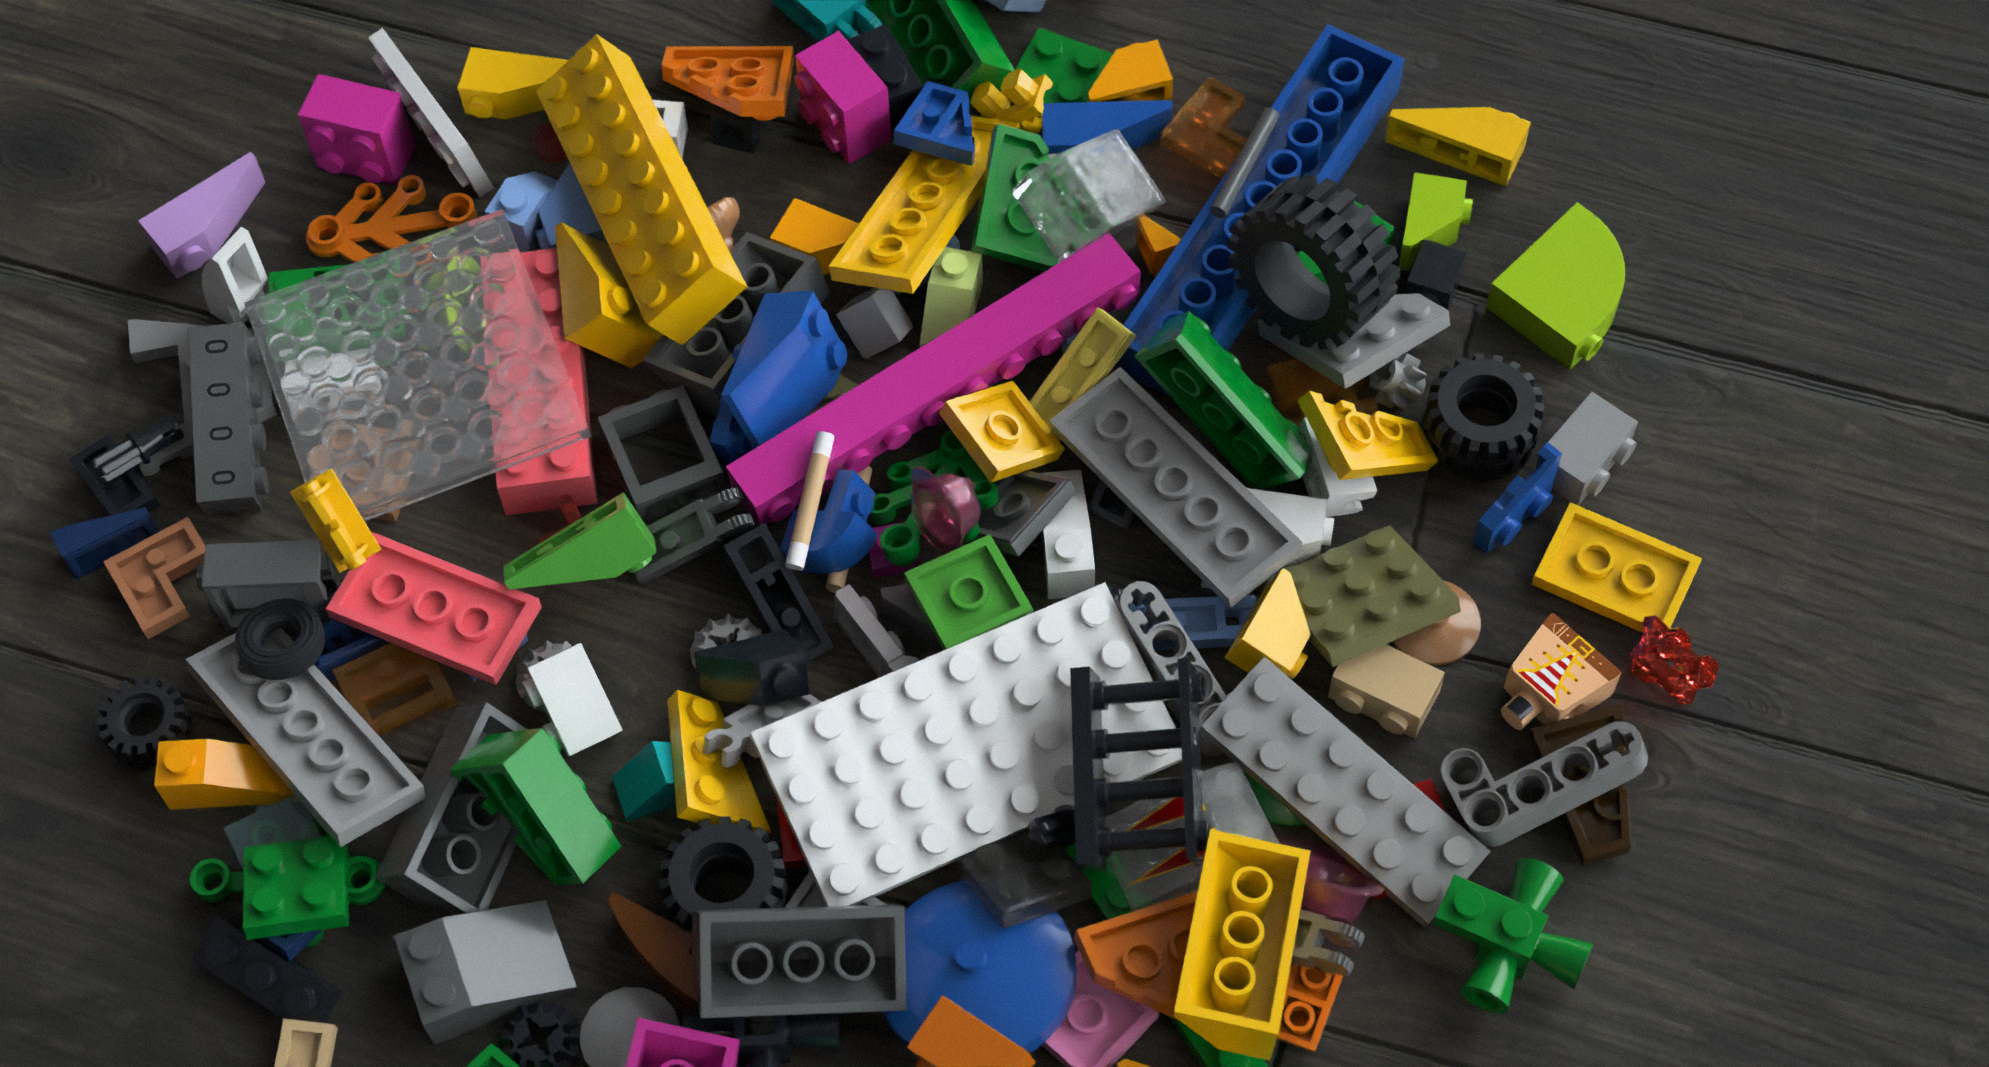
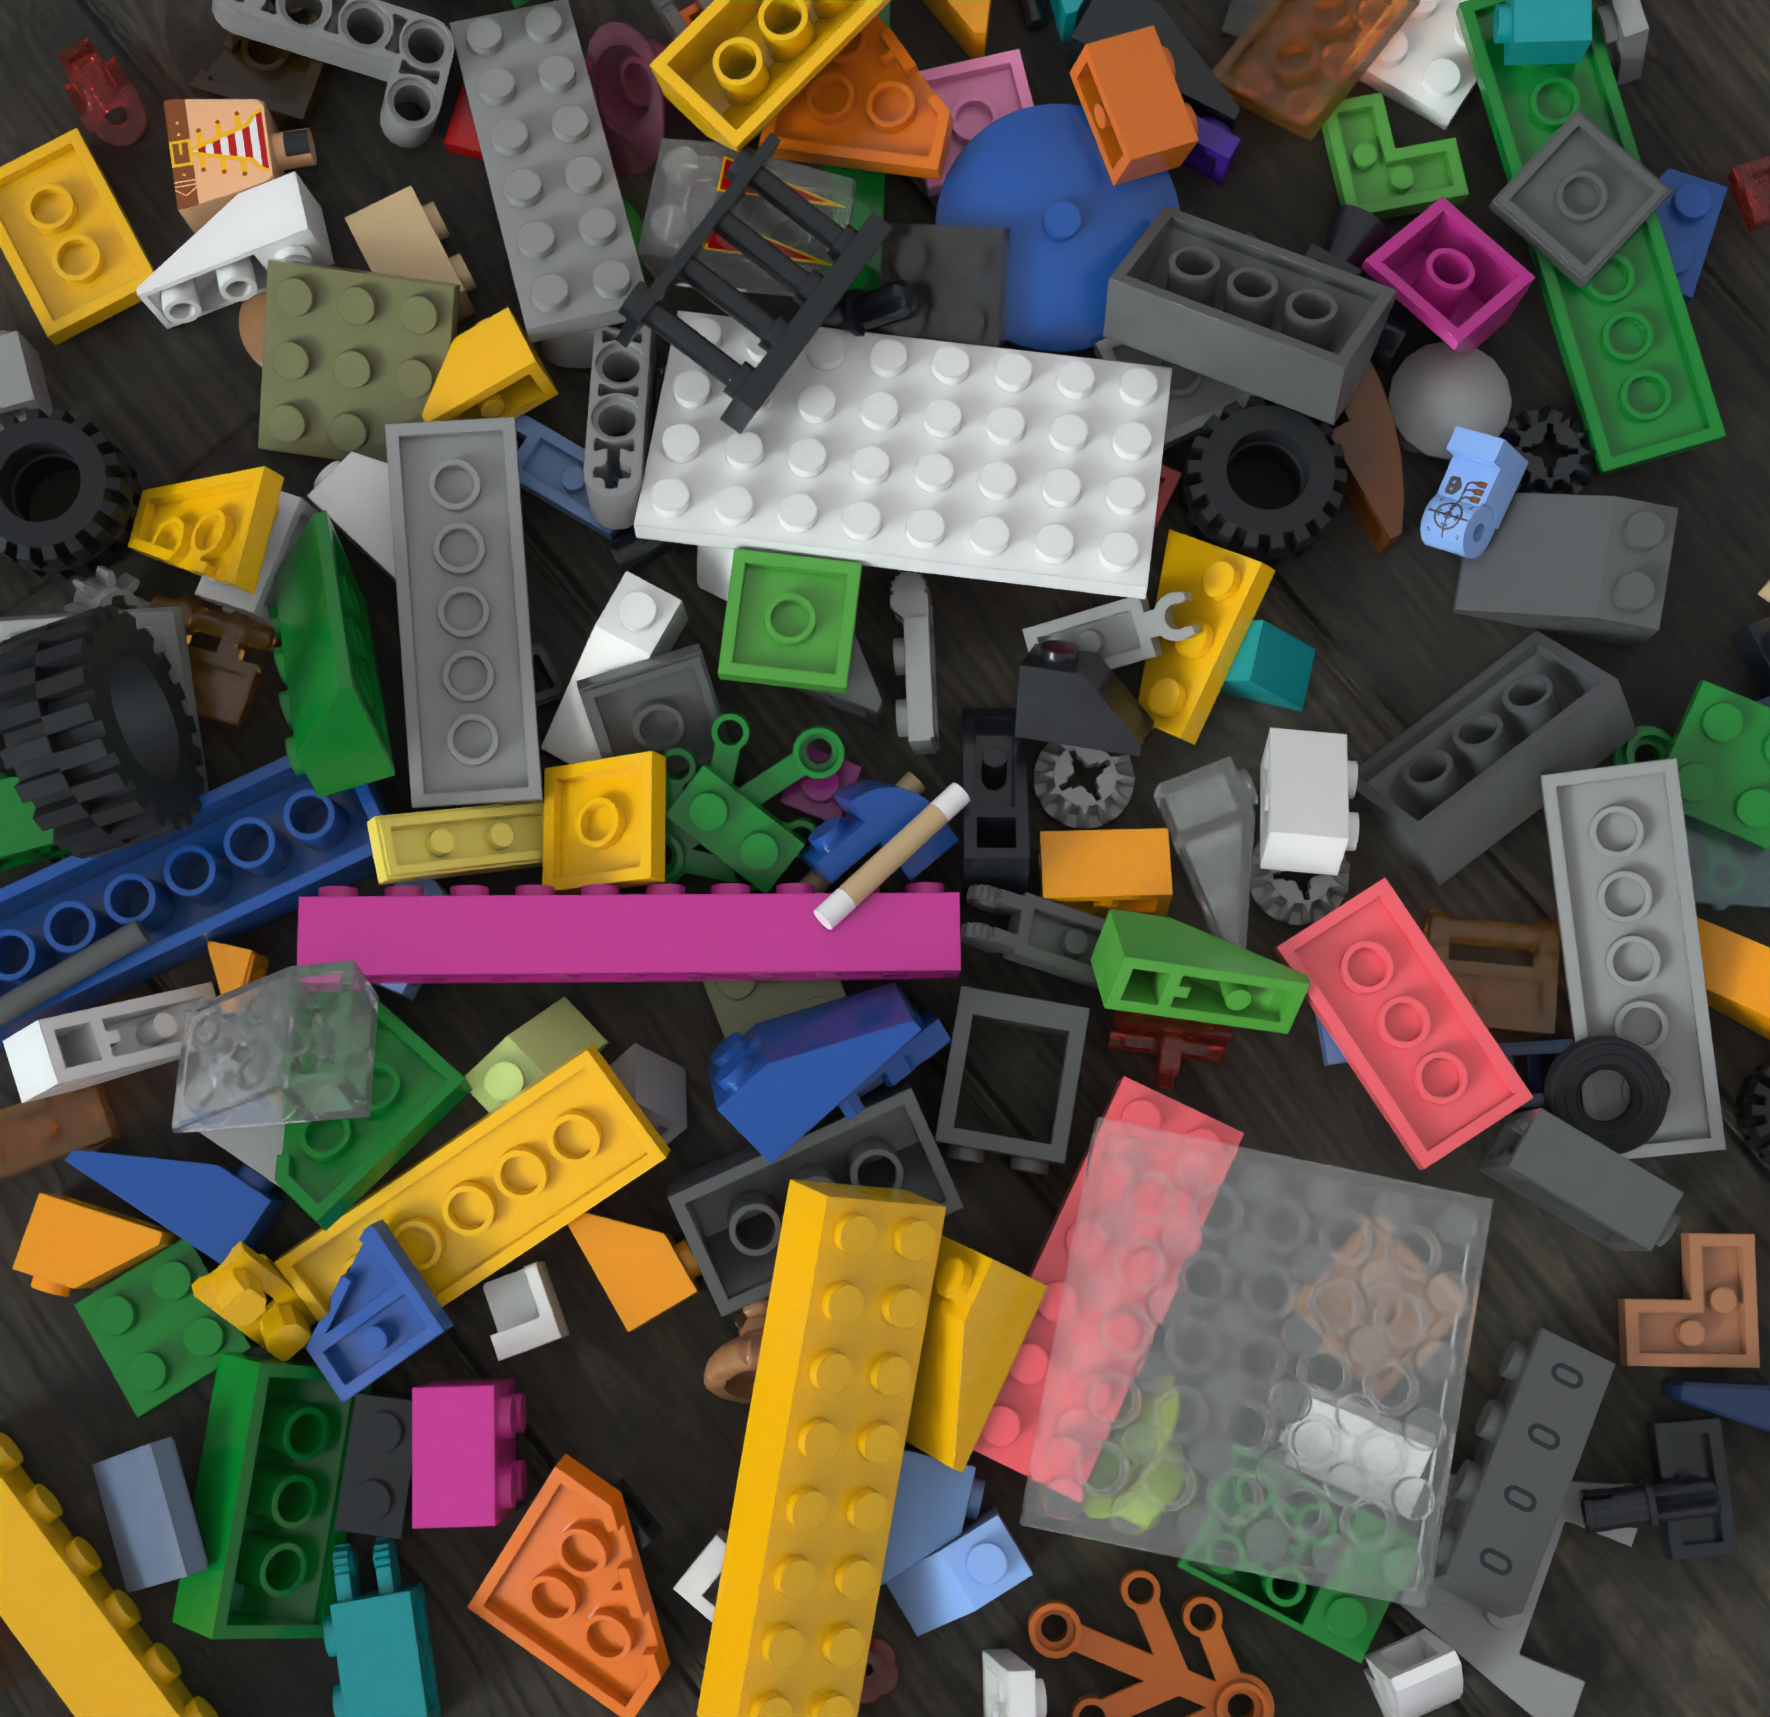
camera: 145 degrees left, 20 degrees up
(335, 521) = (1476, 1179): yellow hinge -> none
(543, 801) = (1421, 685): green wedge -> none
(575, 967) = (1472, 493): none -> light blue leg
(625, 659) = (1214, 837): none -> clear slope
(676, 594) = (1107, 870): none -> light orange hinge
(855, 184) = (524, 1311): none -> white panel
(894, 476) = (735, 828): none -> green plate
(943, 507) = (745, 731): clear pink piece -> none
(1196, 163) = (100, 1042): none -> white slope
(1496, 631) = (232, 251): none -> white slope
(1518, 502) = (100, 367): blue wing -> none

